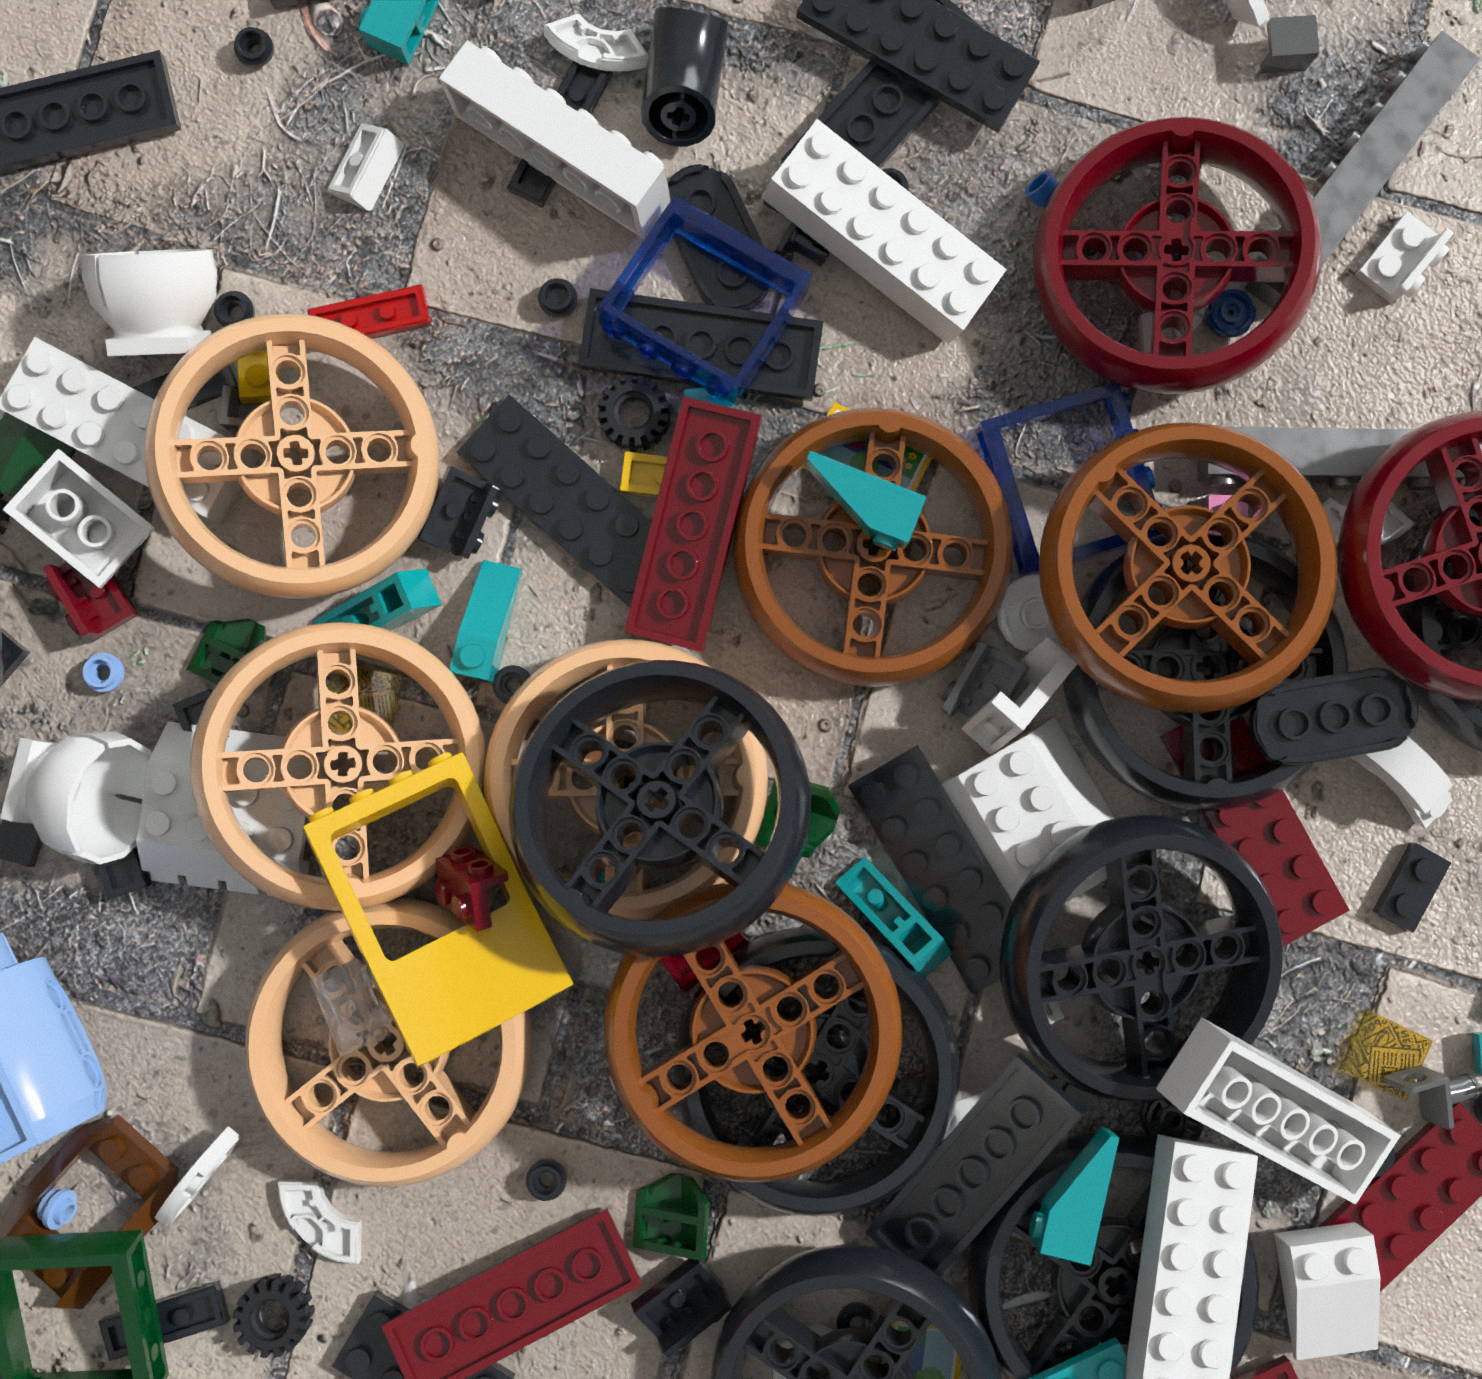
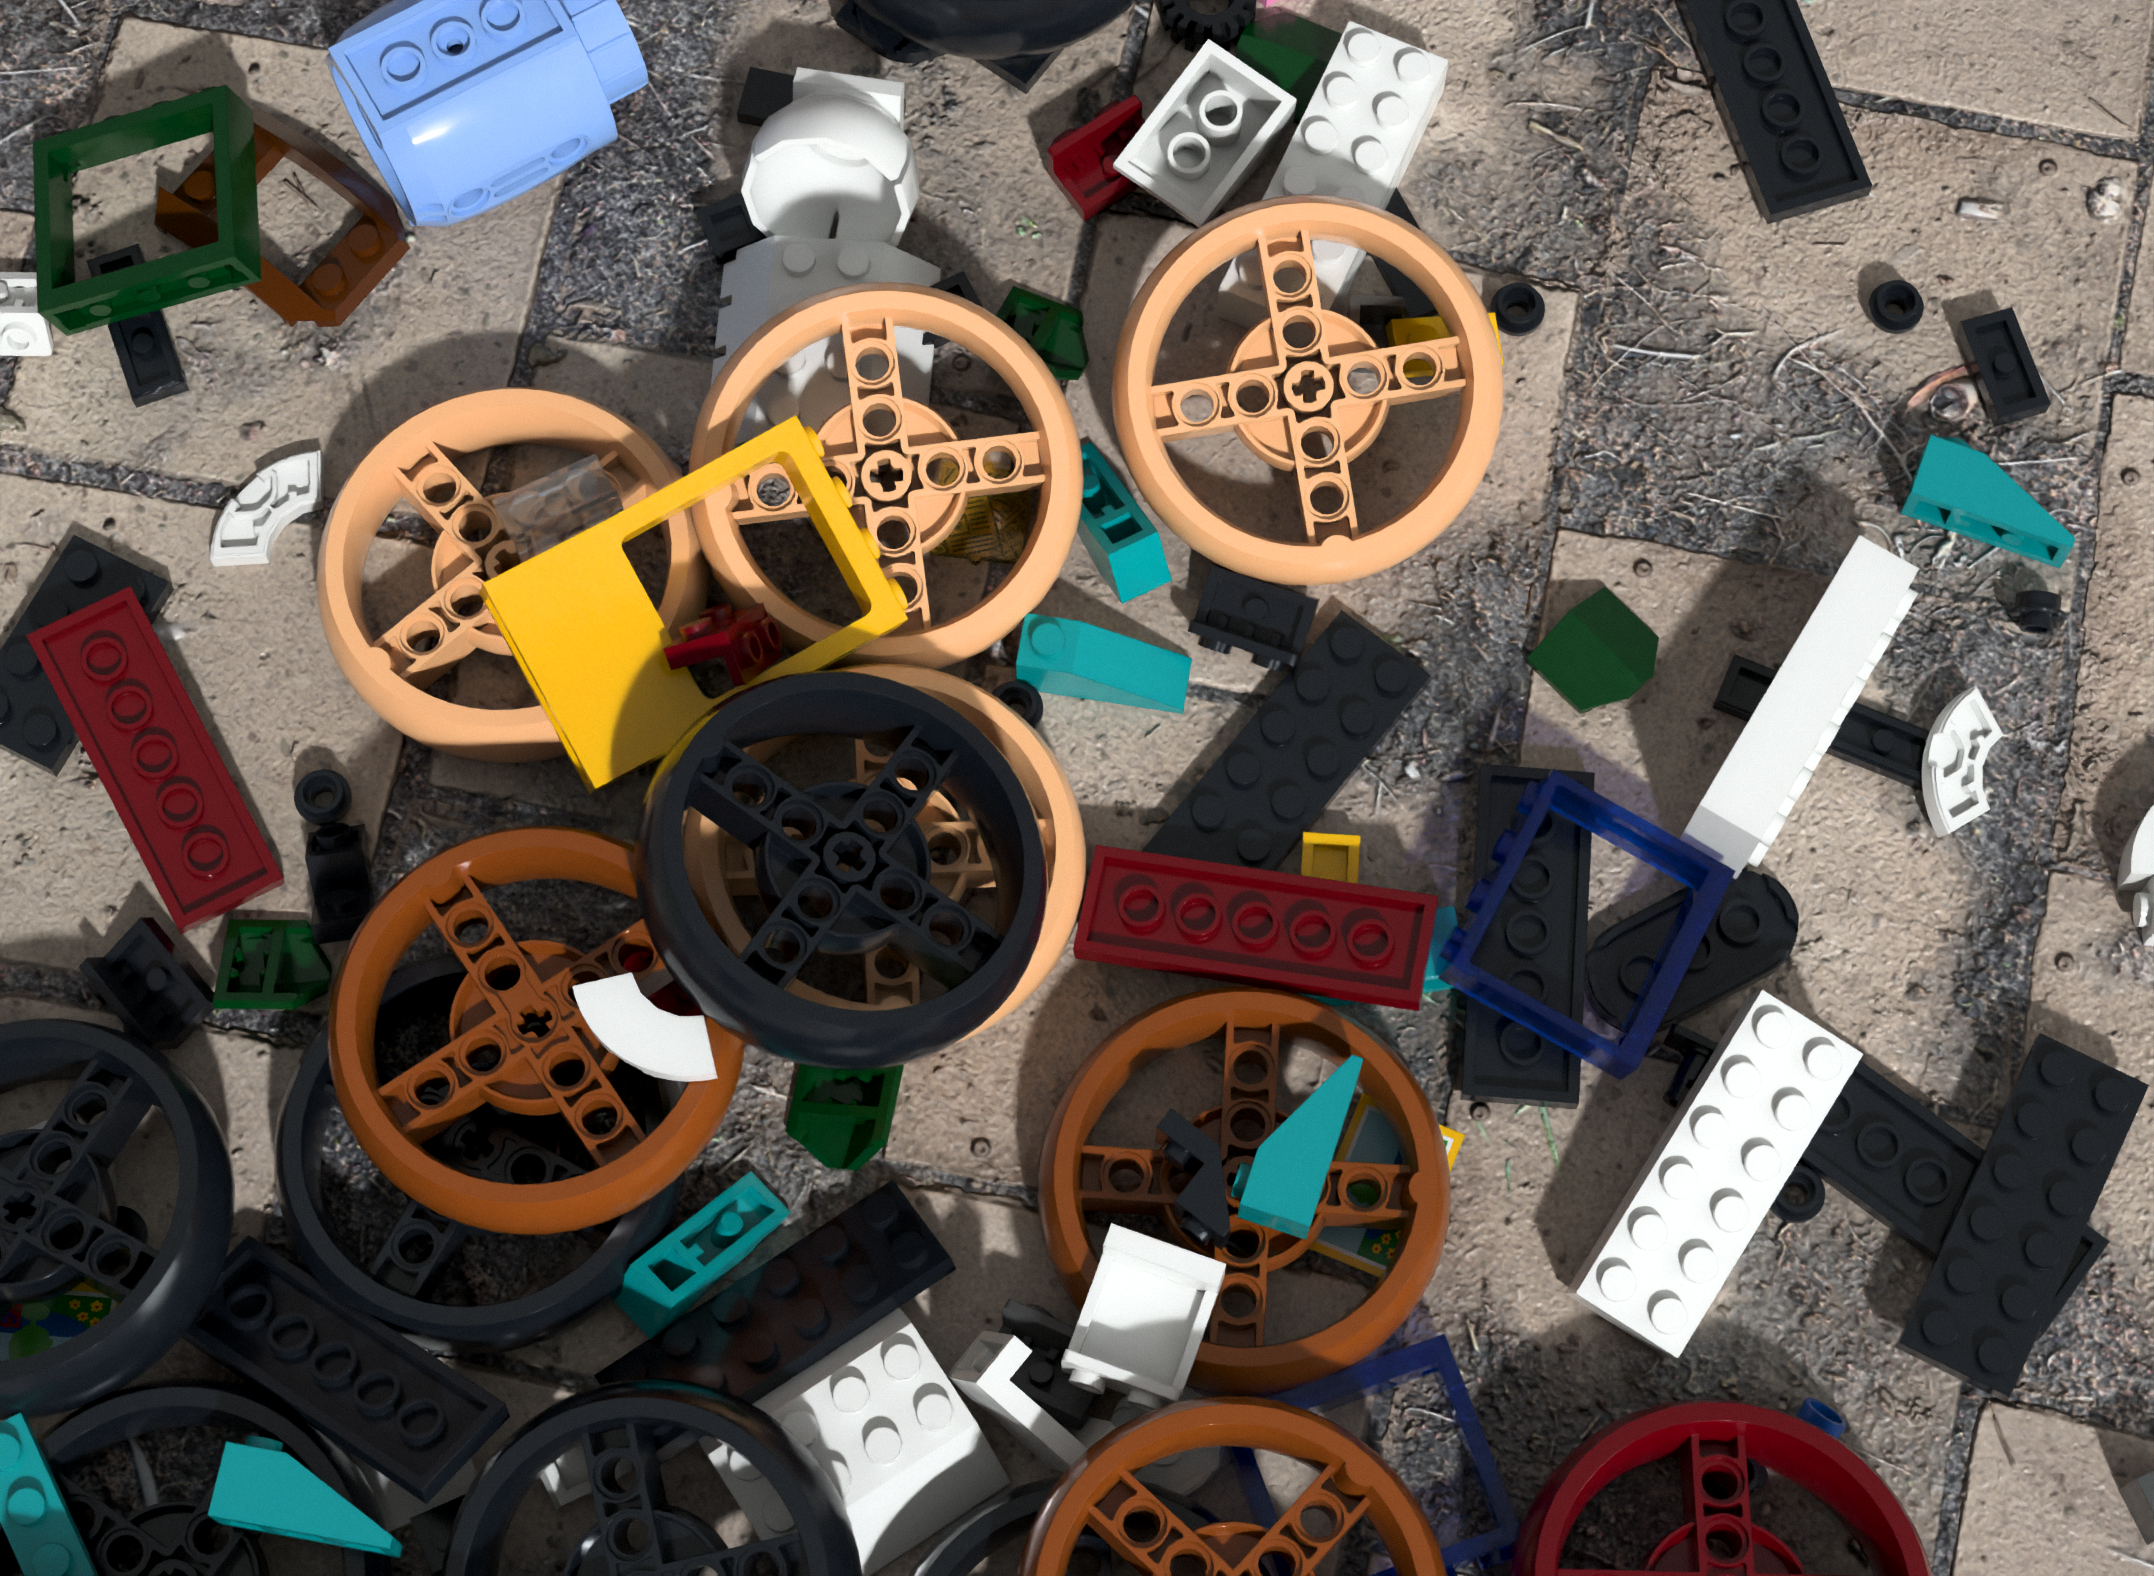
camera: 85 degrees right, 15 degrees down
(57, 1208) = (287, 182): light blue plate -> none
(92, 670) = (1001, 170): light blue plate -> none
(152, 298) = (1505, 199): white plate -> none
(197, 1176) = (328, 346): white tile -> none
(256, 1332) = (132, 430): black tyre -> none
(366, 166) = (1743, 466): white slope -> none
(380, 313) = (1530, 491): red tile -> none
(500, 279) = (1596, 653): none -> dark green slope
(557, 298) = (1578, 733): black plate -> none
(613, 1165) = (339, 880): none -> black slope
(634, 390) = (1426, 815): black tyre -> none
(683, 75) = (1920, 878): black brick -> none
(776, 954) = (644, 1035): none -> white tile
(894, 567) = (1203, 1201): none -> black slope
(979, 617) = (1143, 1319): none -> white panel

